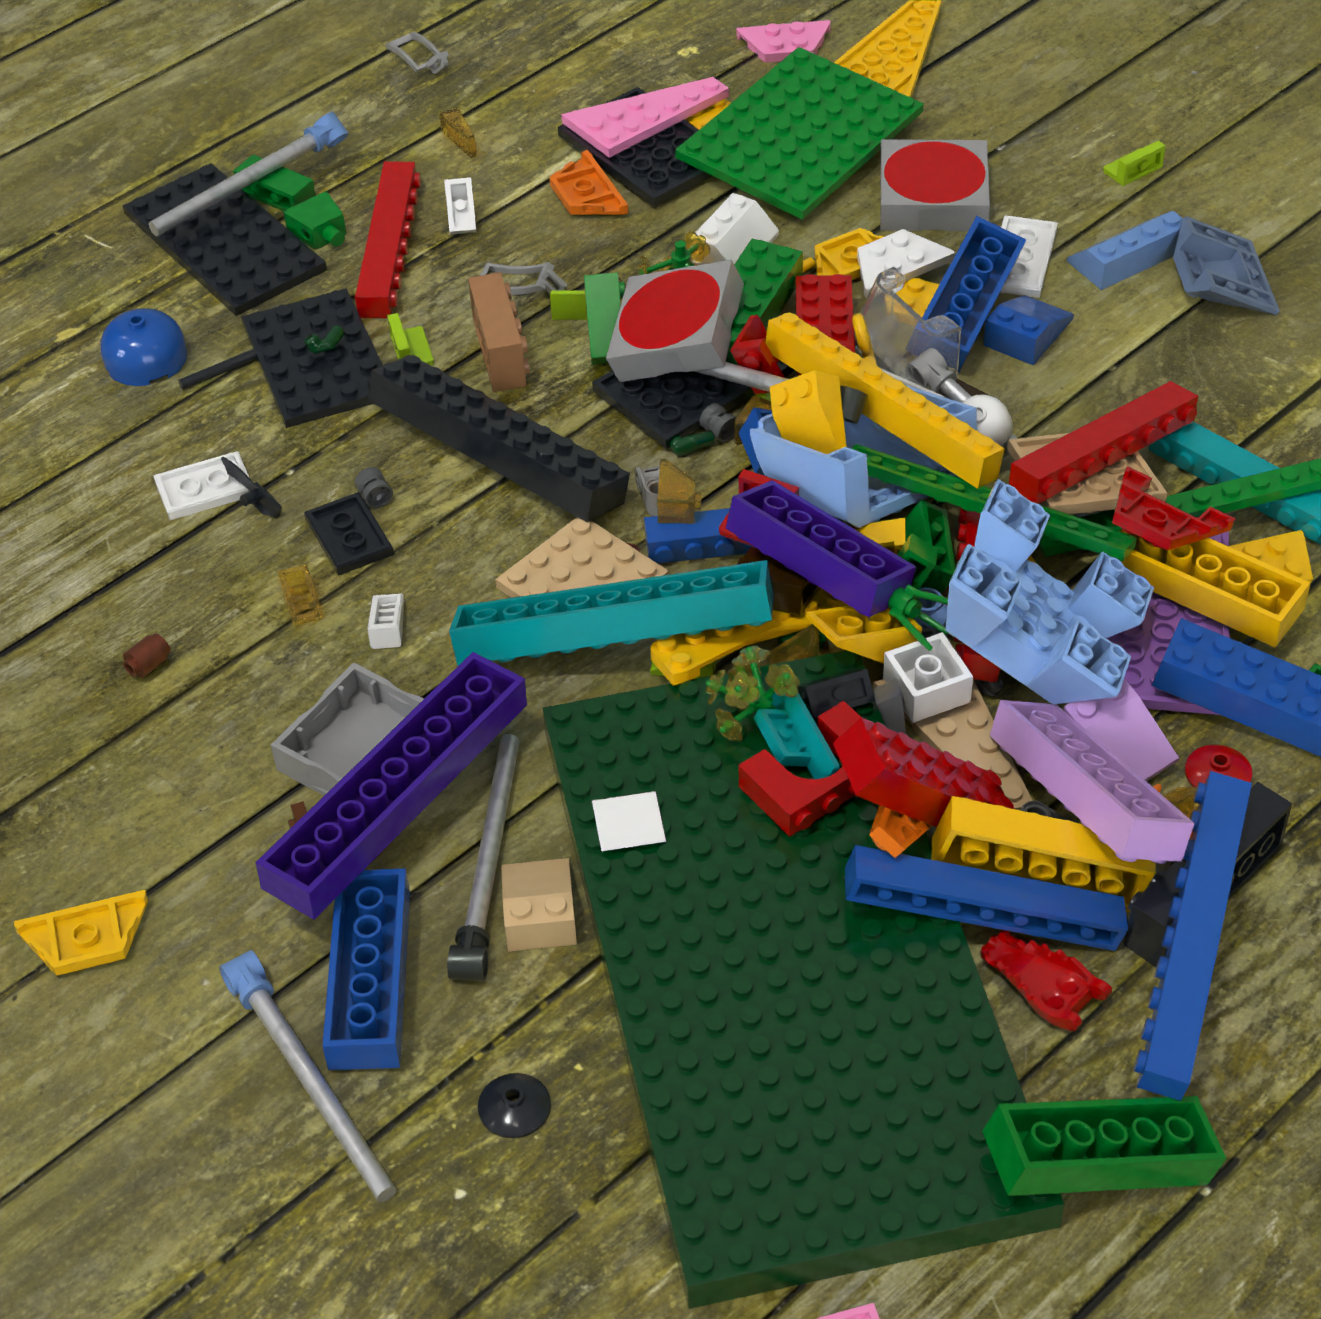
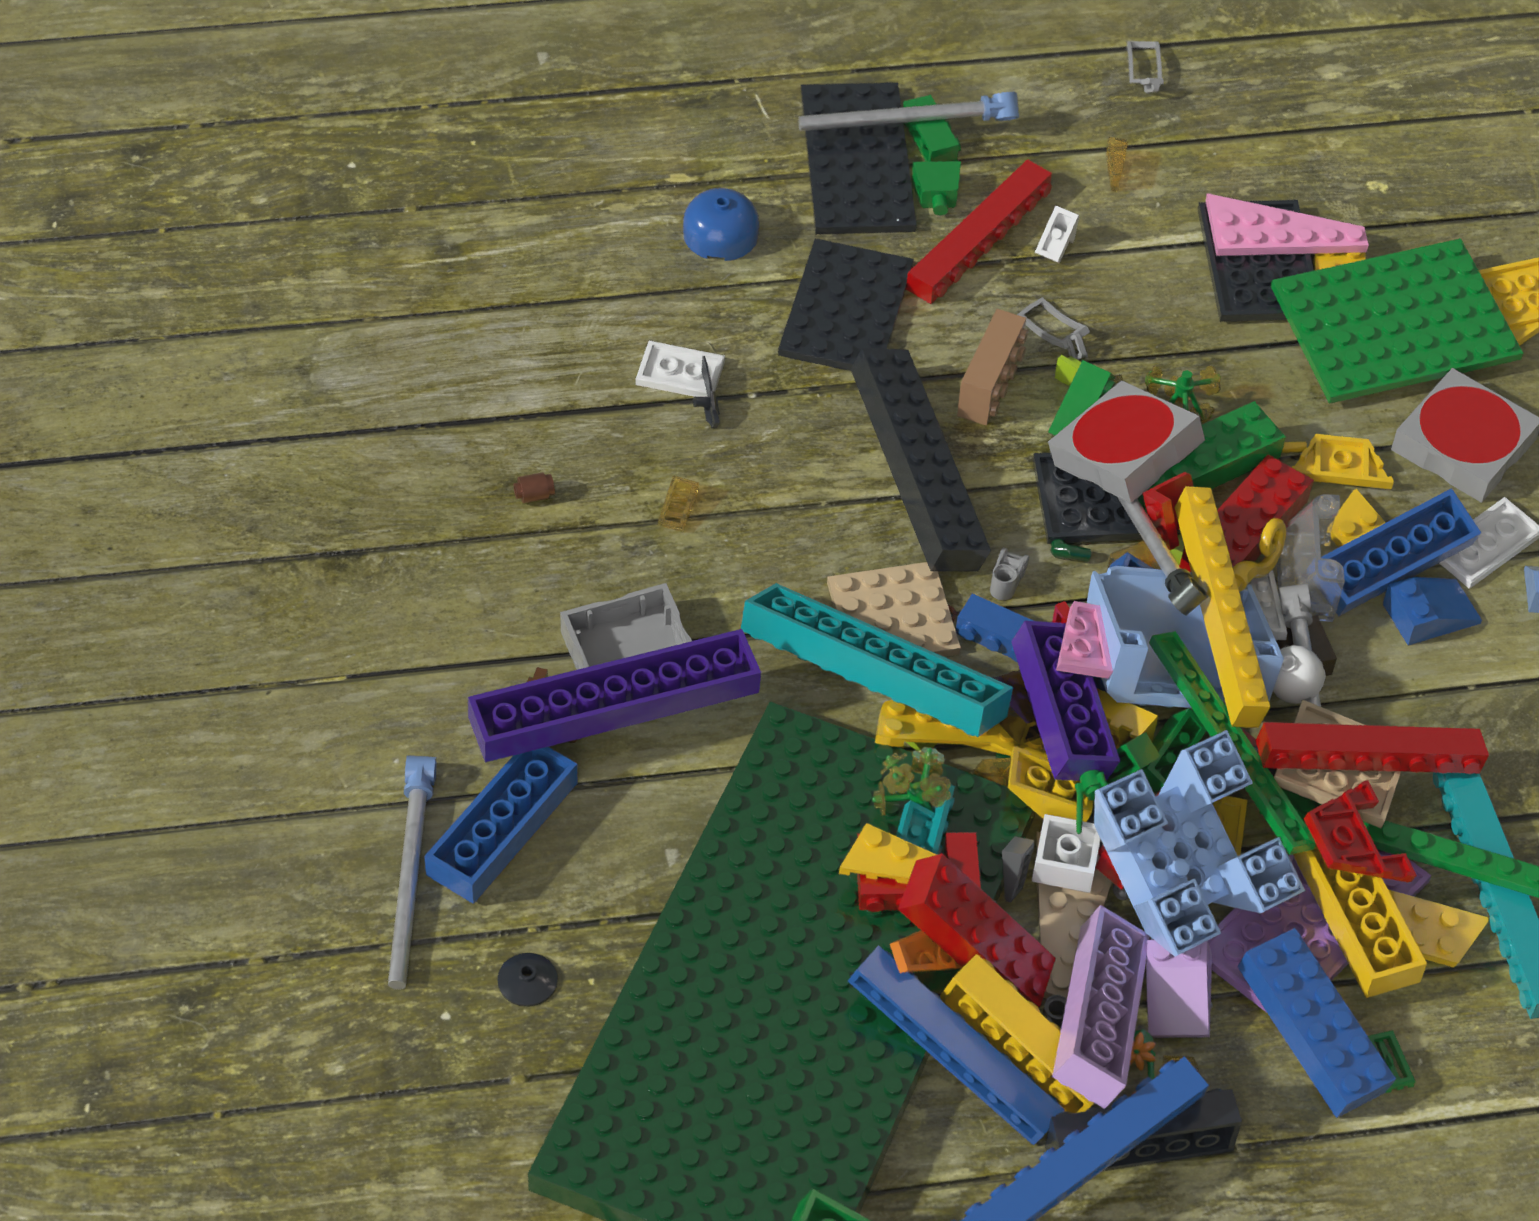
camera: 30 degrees right, 5 degrees up
(84, 933) = (343, 675): yellow wing -> none
(217, 369) = (769, 275): black bar -> none
(327, 343) = (856, 301): dark green arm -> none
(348, 533) = (753, 473): black tile -> none
(373, 487) = (798, 446): dark grey wheel -> none
(386, 625) = (723, 563): white slope -> none
(409, 341) = (924, 336): lime panel -> none
(470, 956) = (578, 856): flat silver piece -> none
(538, 905) = (655, 846): tan slope -> none
(587, 189) = (1176, 273): orange wing -> none
(628, 821) = (756, 826): white sticker -> none
(676, 495) = (1004, 590): clear yellow slope -> none
(719, 422) = (1103, 544): dark grey wheel -> none
(733, 227) = (1266, 379): white slope -> none
(777, 41) = (1472, 223): bright pink wing -> none
(785, 766) = (882, 855): none -> yellow wing
(799, 487) = (1085, 643): none -> bright pink wing
(810, 411) = (1147, 590): yellow slope -> none
(848, 686) = (987, 821): black panel -> none
(905, 252) = (1372, 486): white wing -> none
(1047, 979) = (958, 1131): red animal -> none
(1216, 759) = (1238, 1075): red dish -> none

